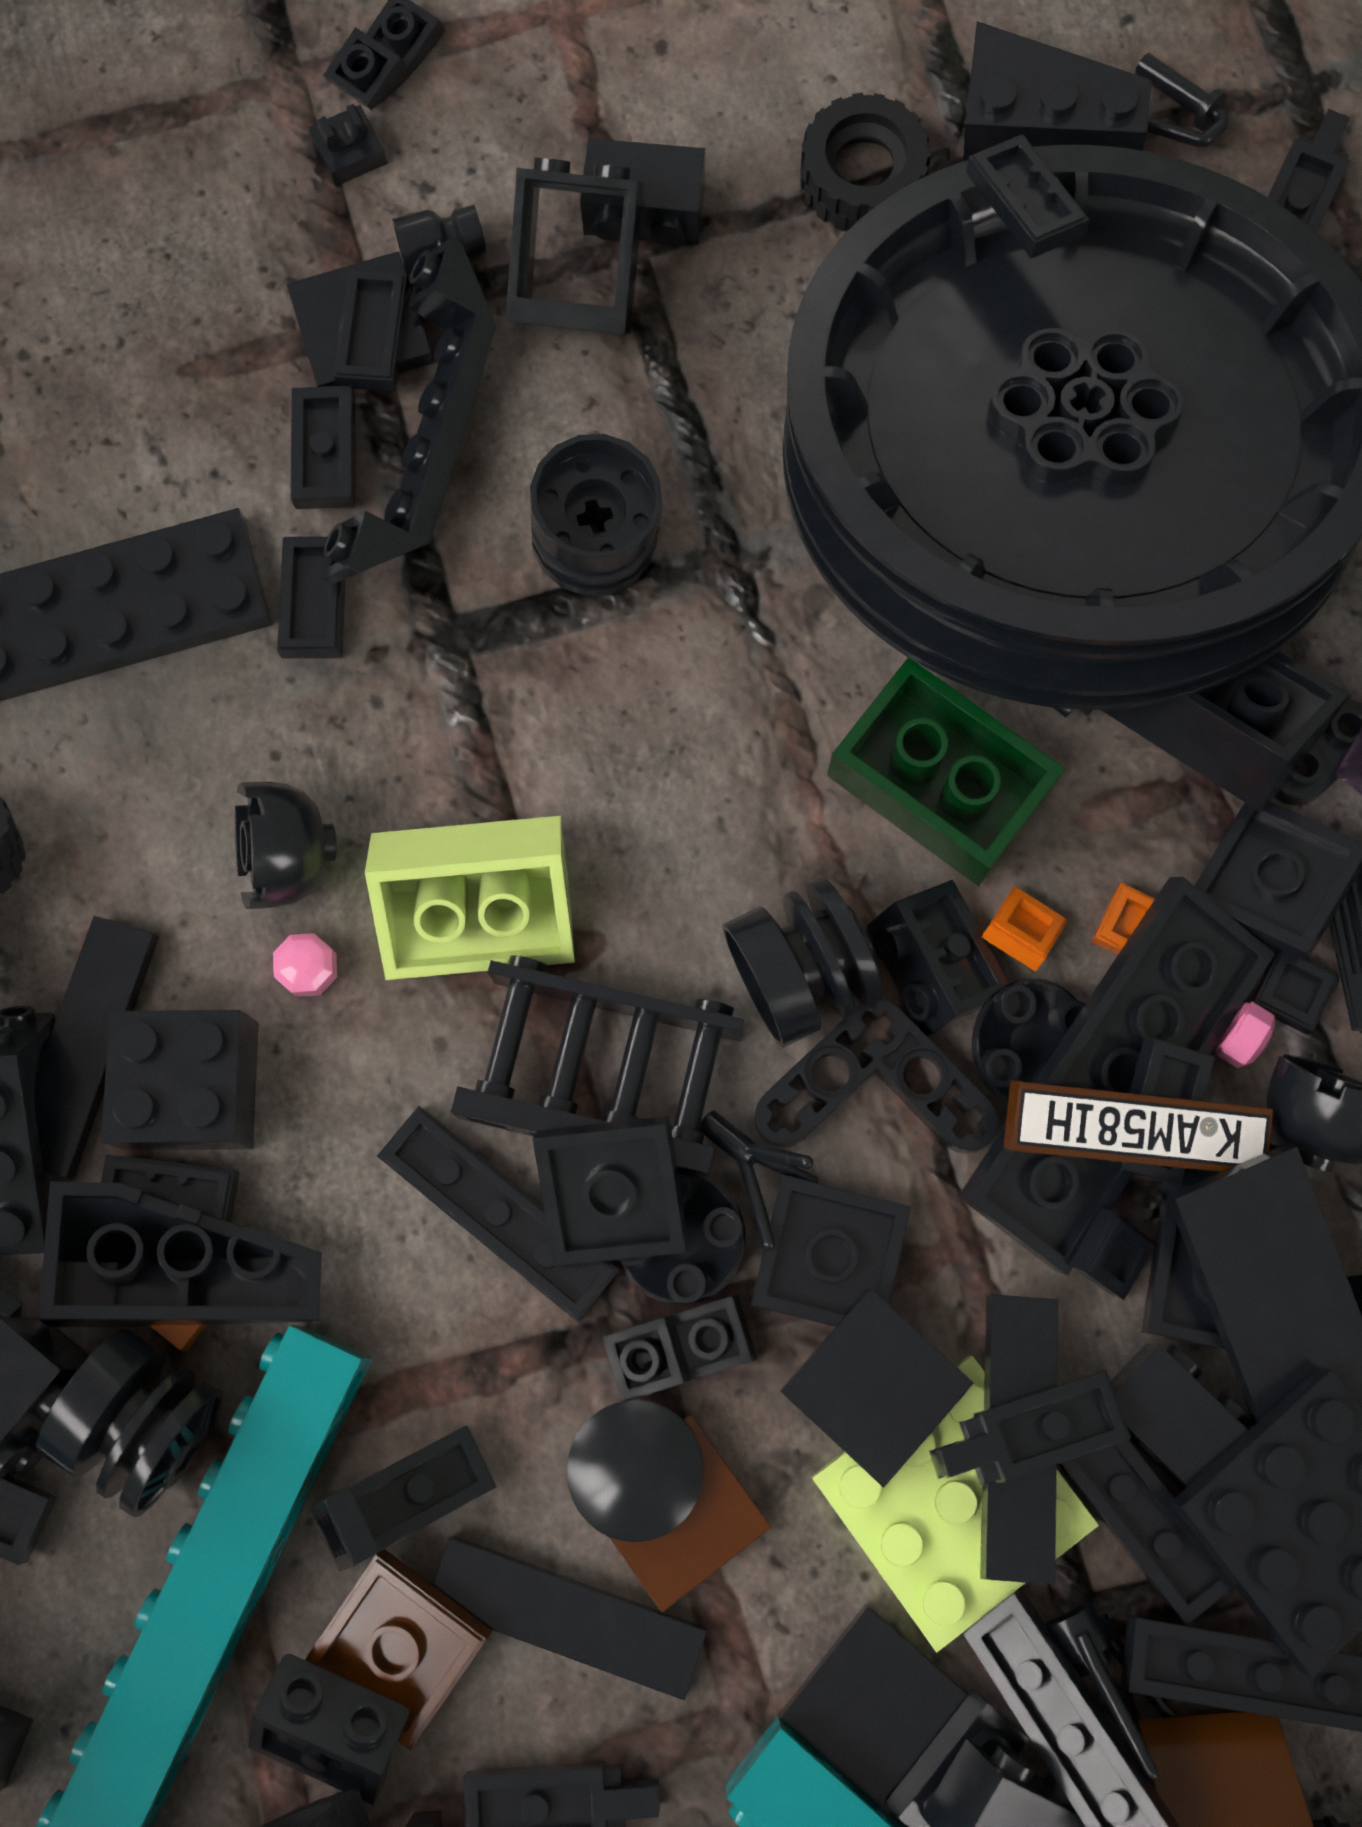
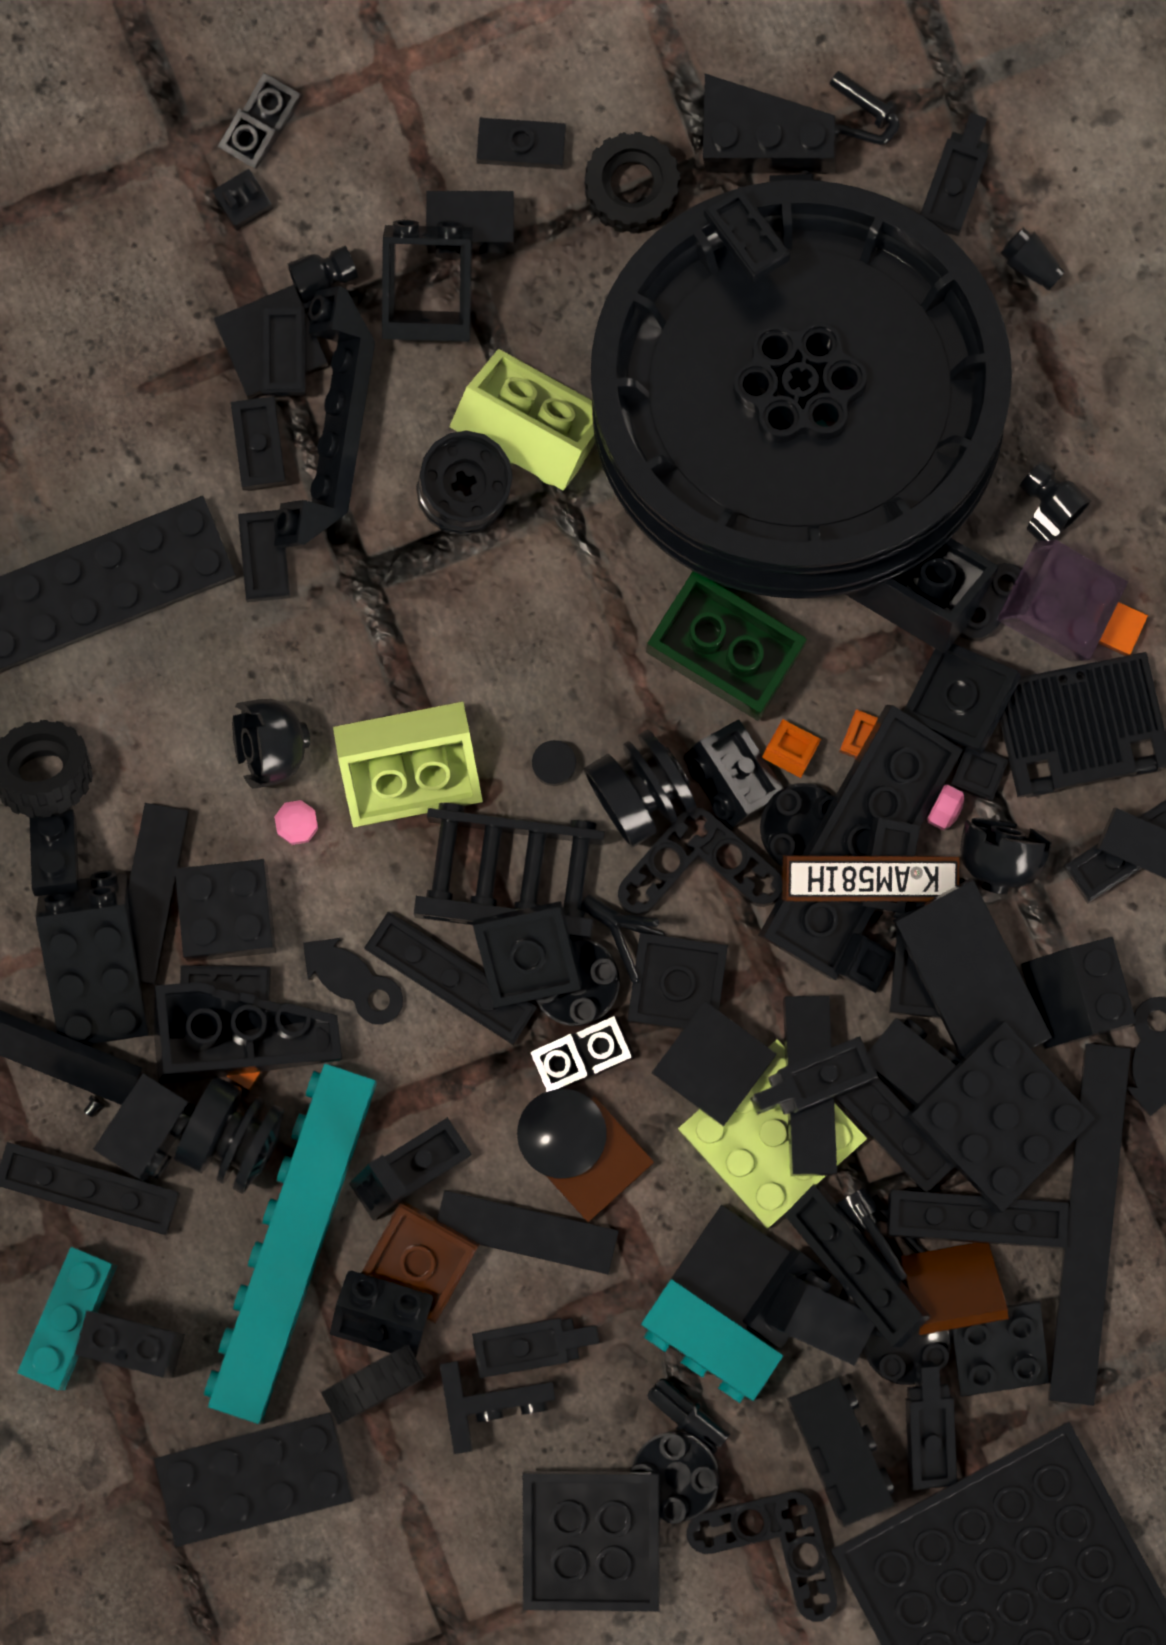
camera: 10 degrees left, 5 degrees up
(354, 1199) = (351, 979): none -> black brick
(681, 916) = (554, 763): none -> black tile
(702, 446) = (530, 417): none -> yellowish green slope
(721, 107) = (521, 143): none -> black plate

